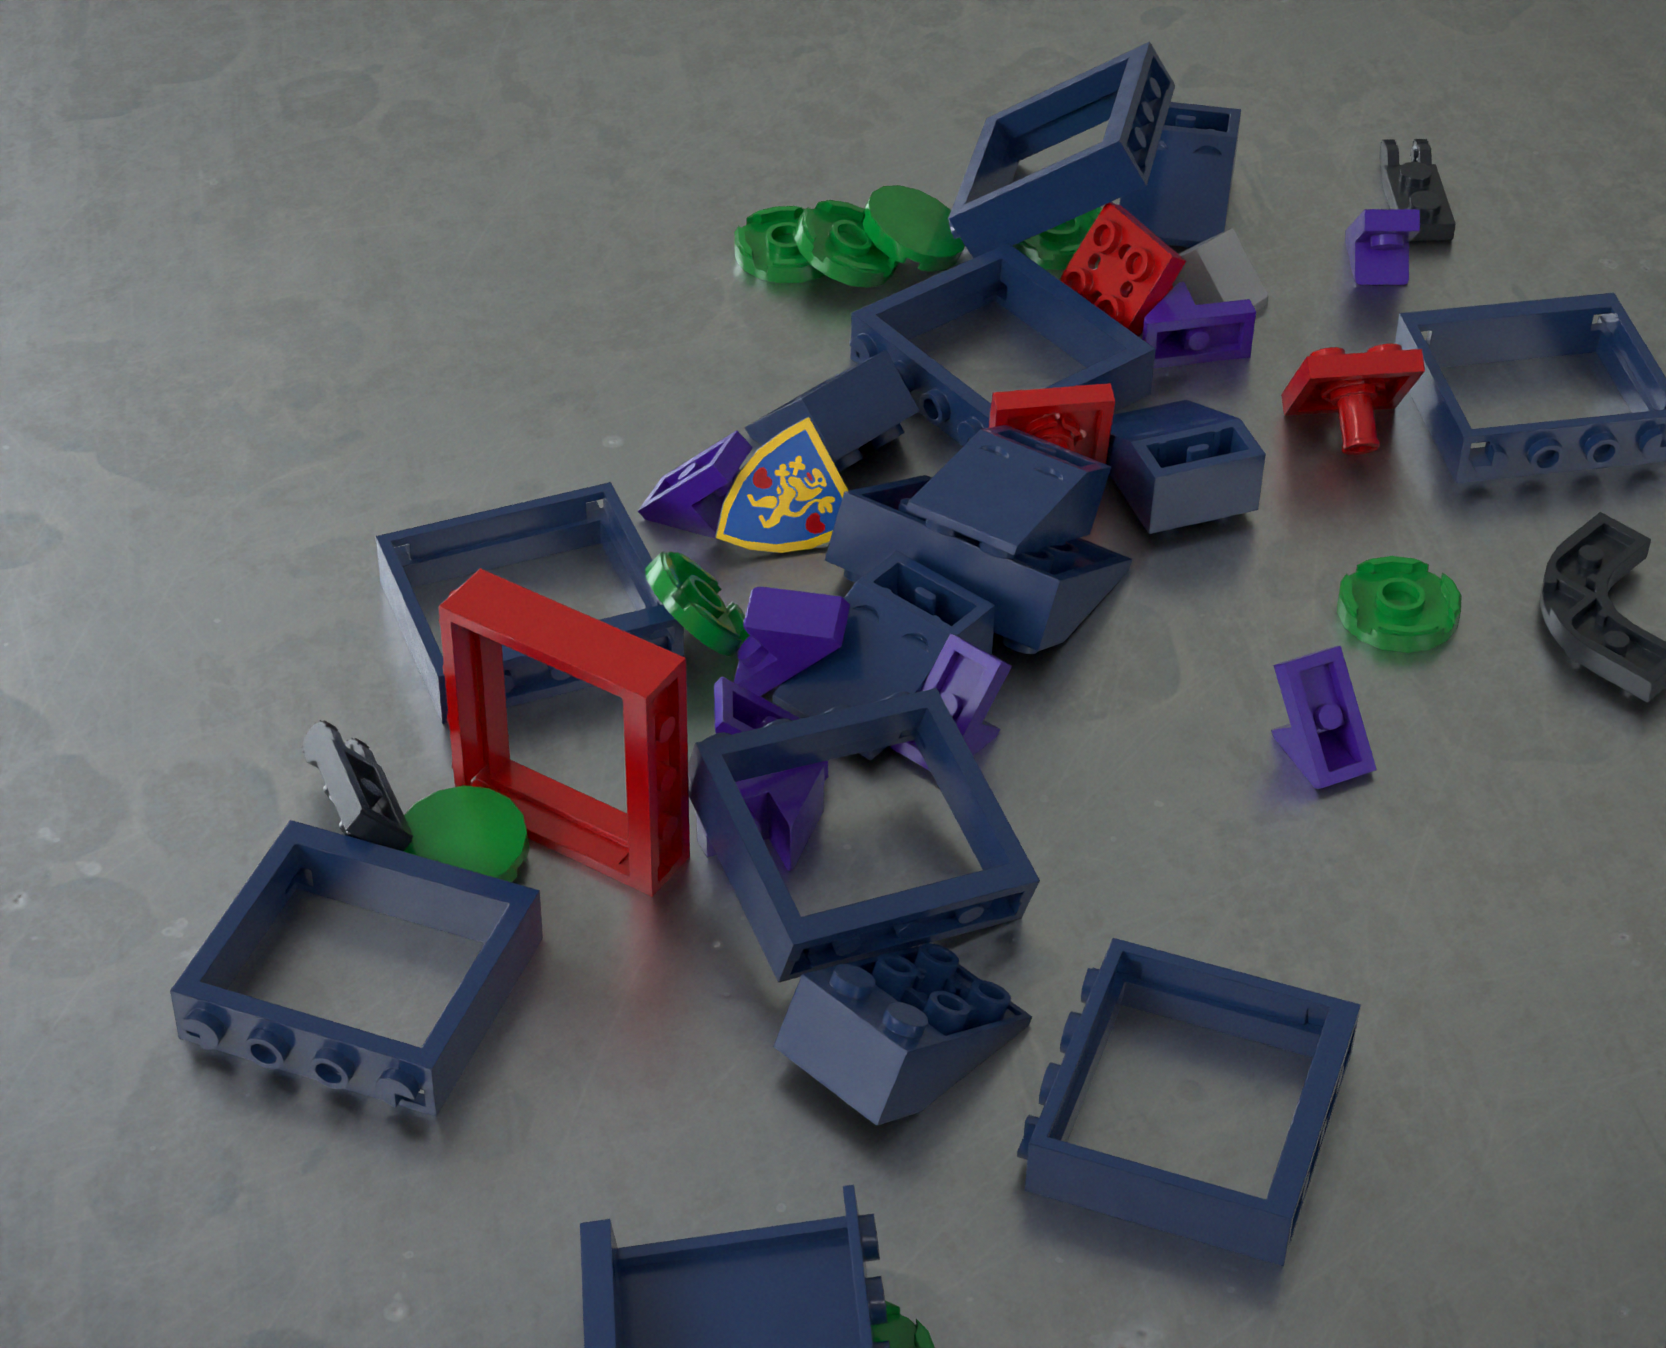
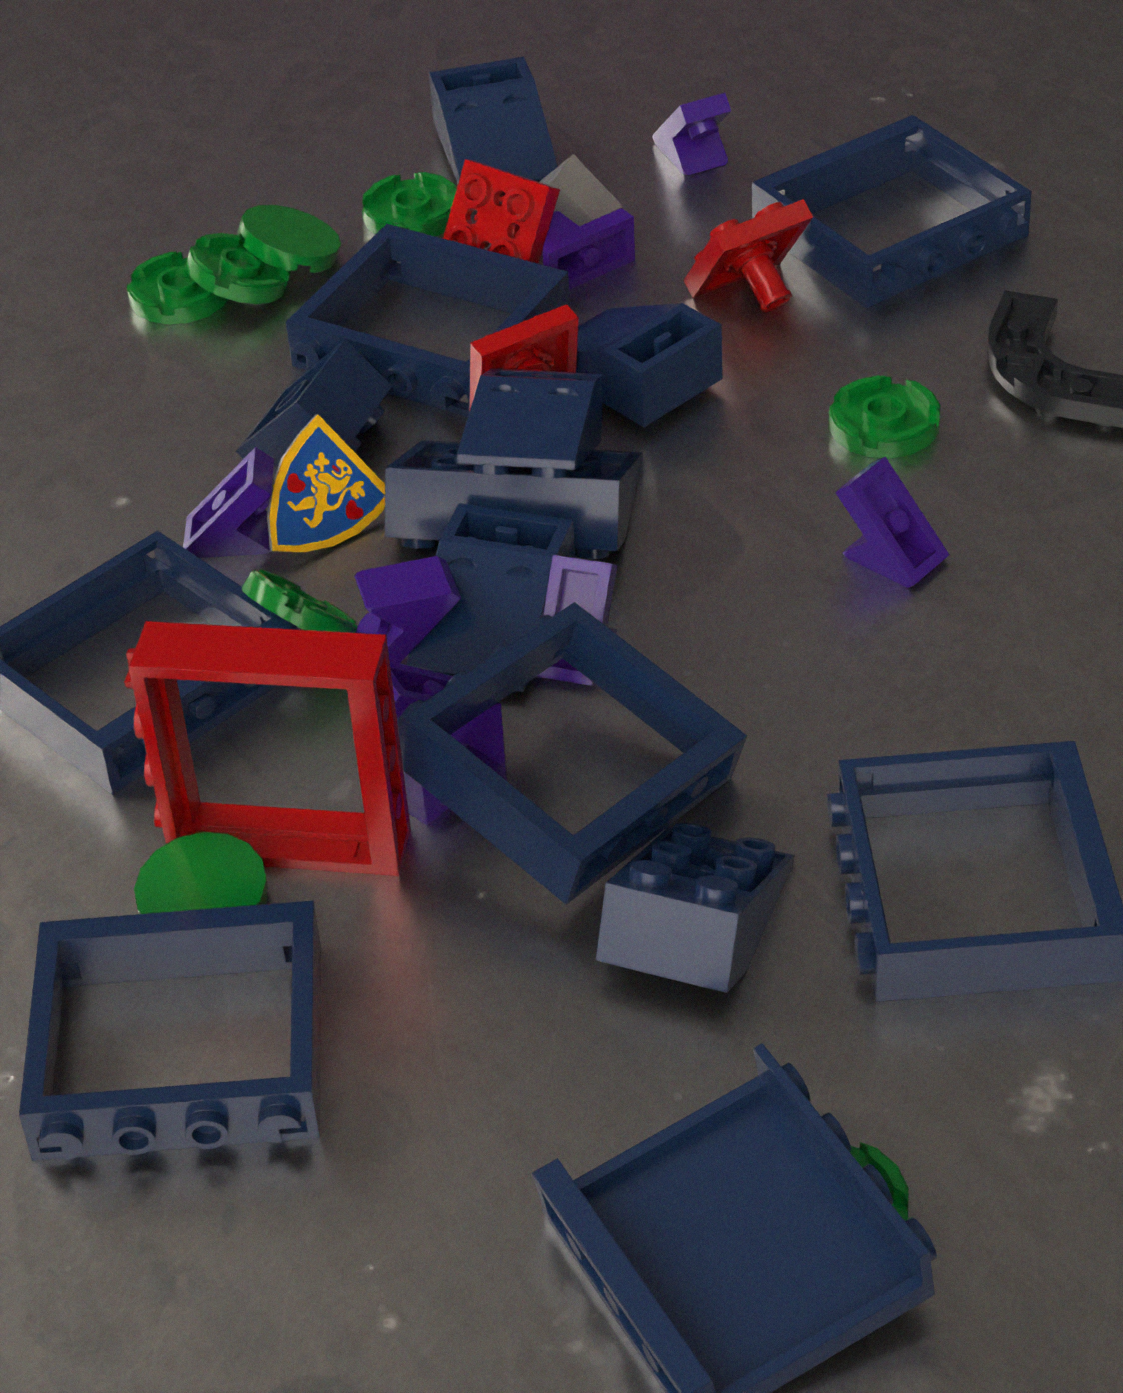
camera: 20 degrees left, 0 degrees up
(357, 788) = (78, 873): black hinge -> none
(1126, 90) = (417, 163): dark blue window -> none
(1417, 187) = (686, 79): black hinge -> none

